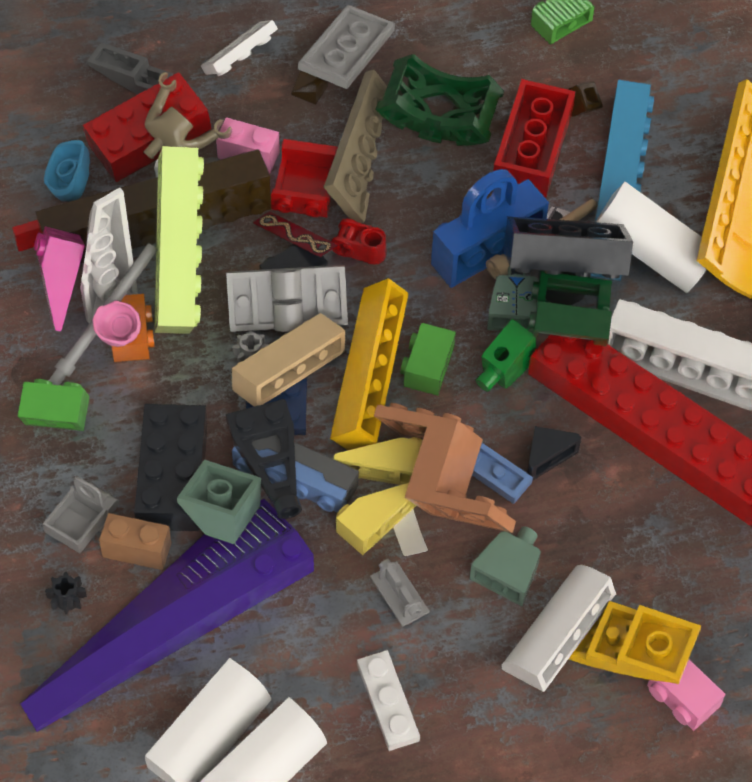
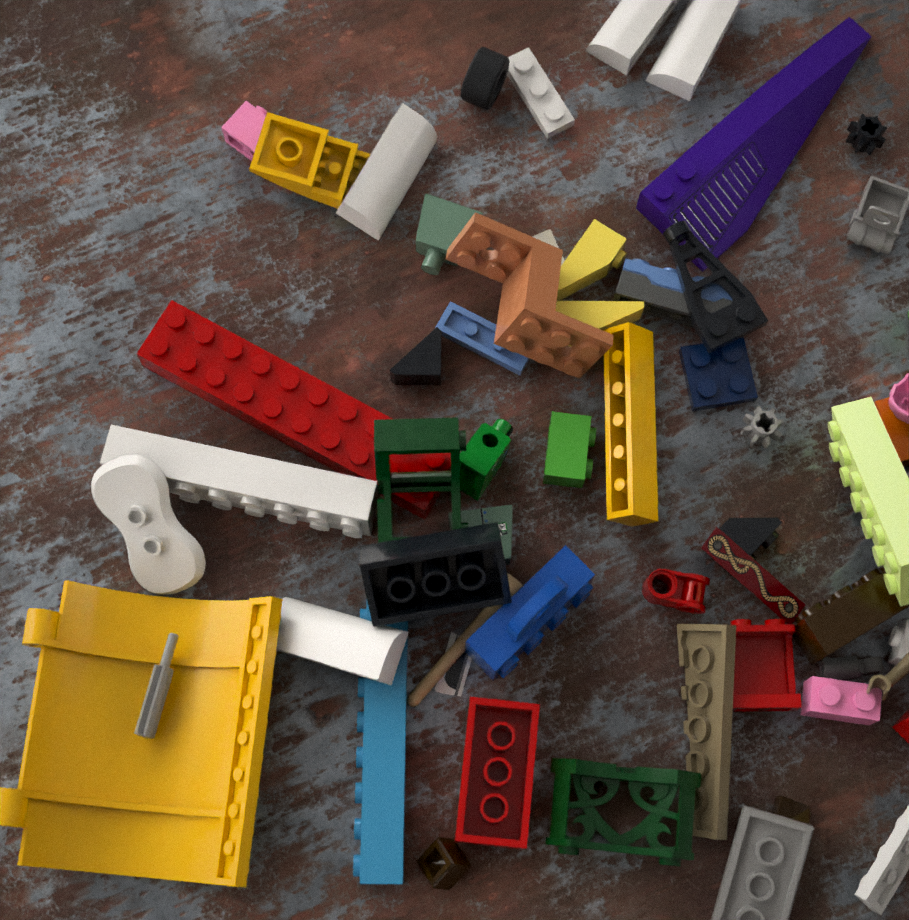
camera: 170 degrees right, 15 degrees up
(135, 541) = (817, 192): medium nougat brick -> none
(169, 456) = (806, 276): black brick -> none
(221, 500) = (748, 230): sand green slope -> none
(285, 297) = (739, 488): light grey plate -> none
(288, 360) = (719, 408): tan brick -> none
(399, 592) = (546, 191): light grey hinge -> none
(444, 704) = (484, 78): none -> black tyre

